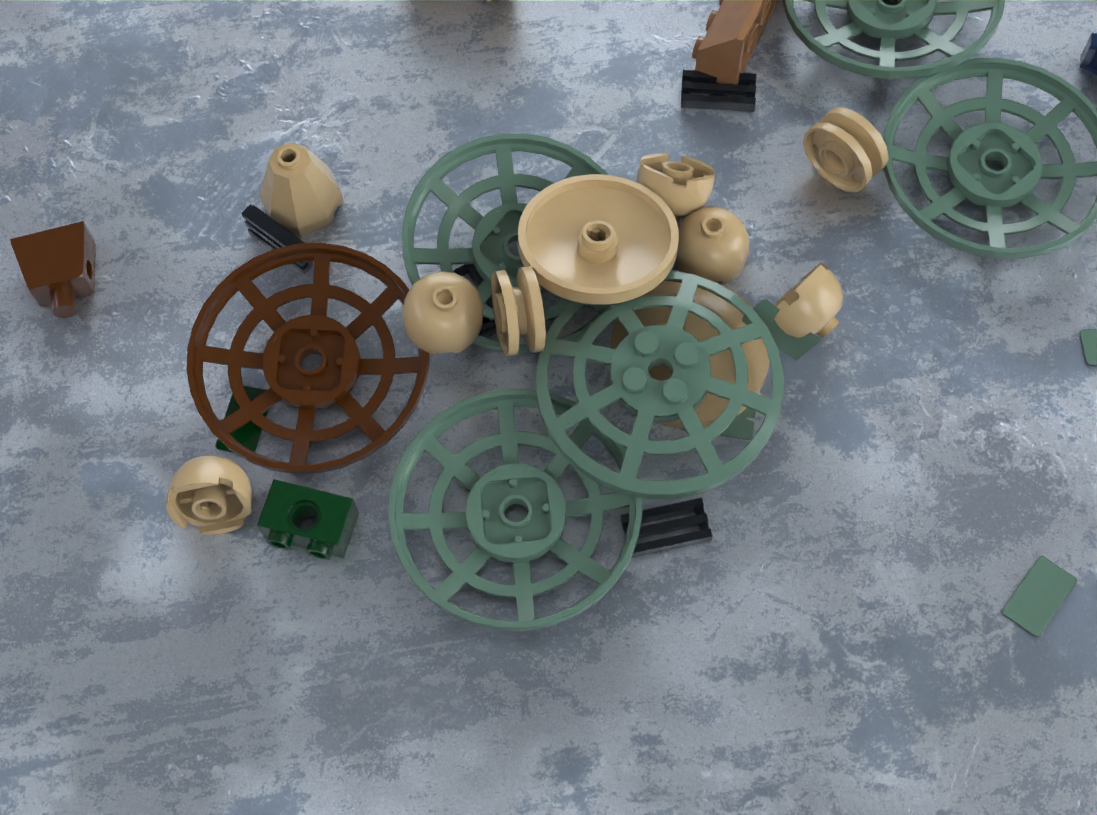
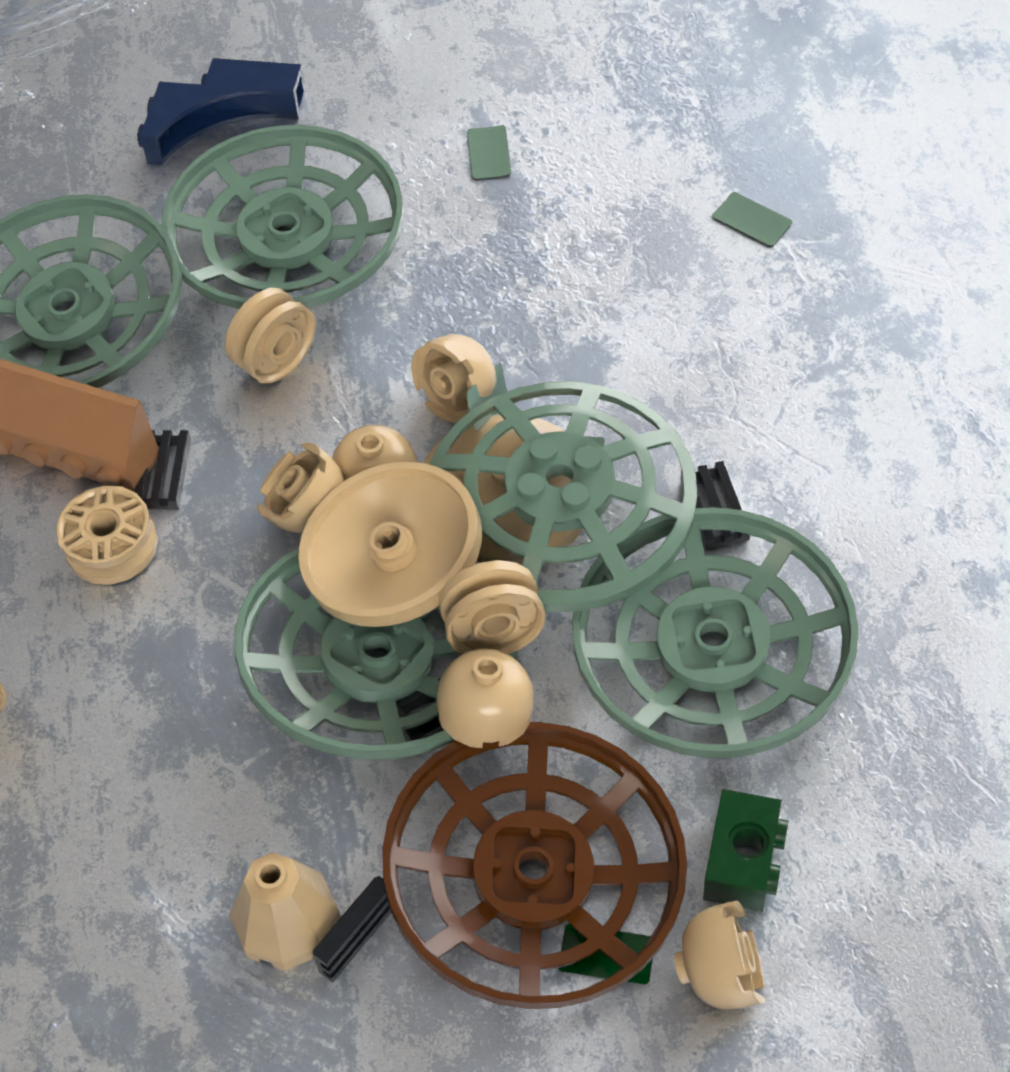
camera: 90 degrees left, 10 degrees down
(645, 53) = (107, 535): none -> tan wheel

